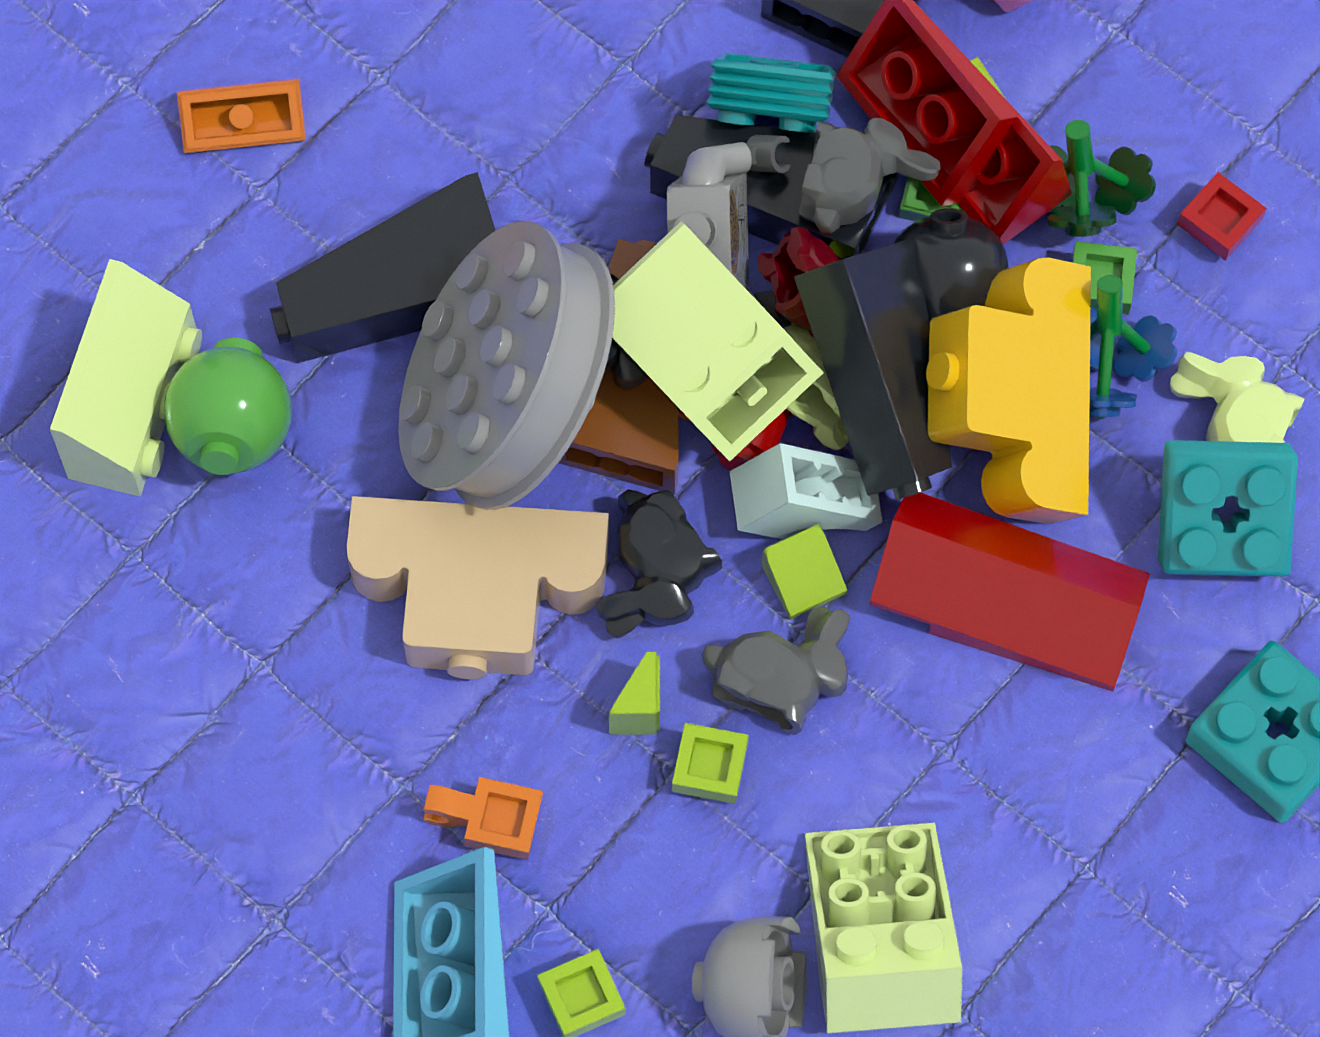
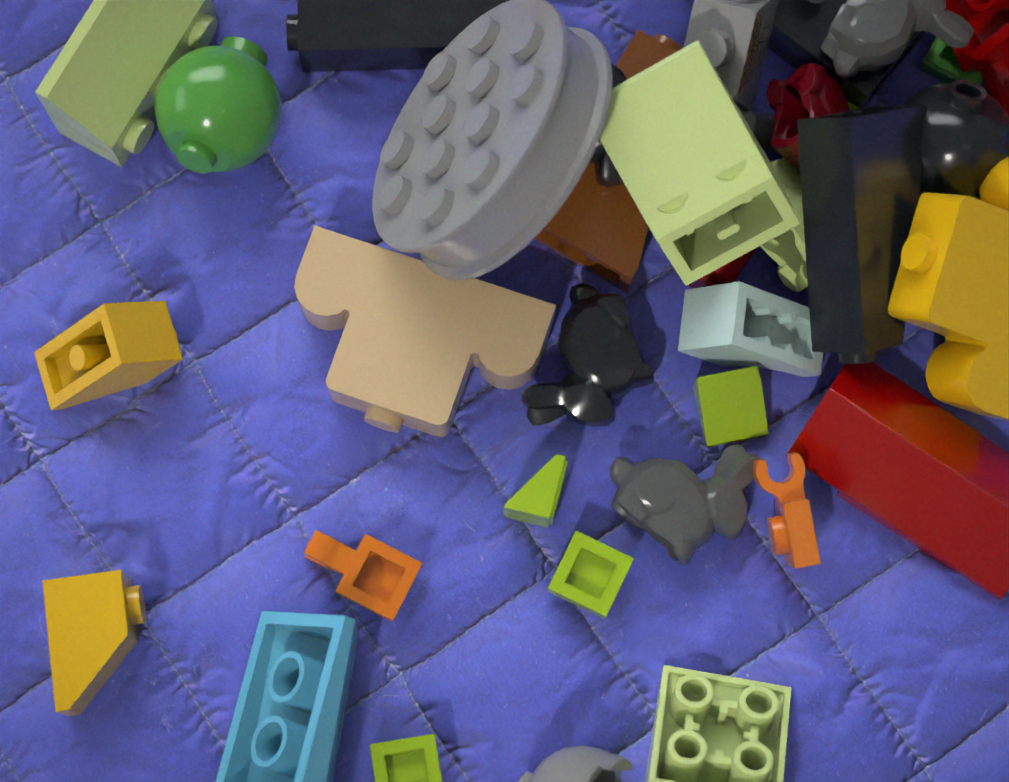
camera: 15 degrees right, 10 degrees up
(176, 671) = (108, 352): none -> yellow slope
(231, 939) = (89, 633): none -> yellow slope
(894, 665) = (792, 528): none -> orange plate

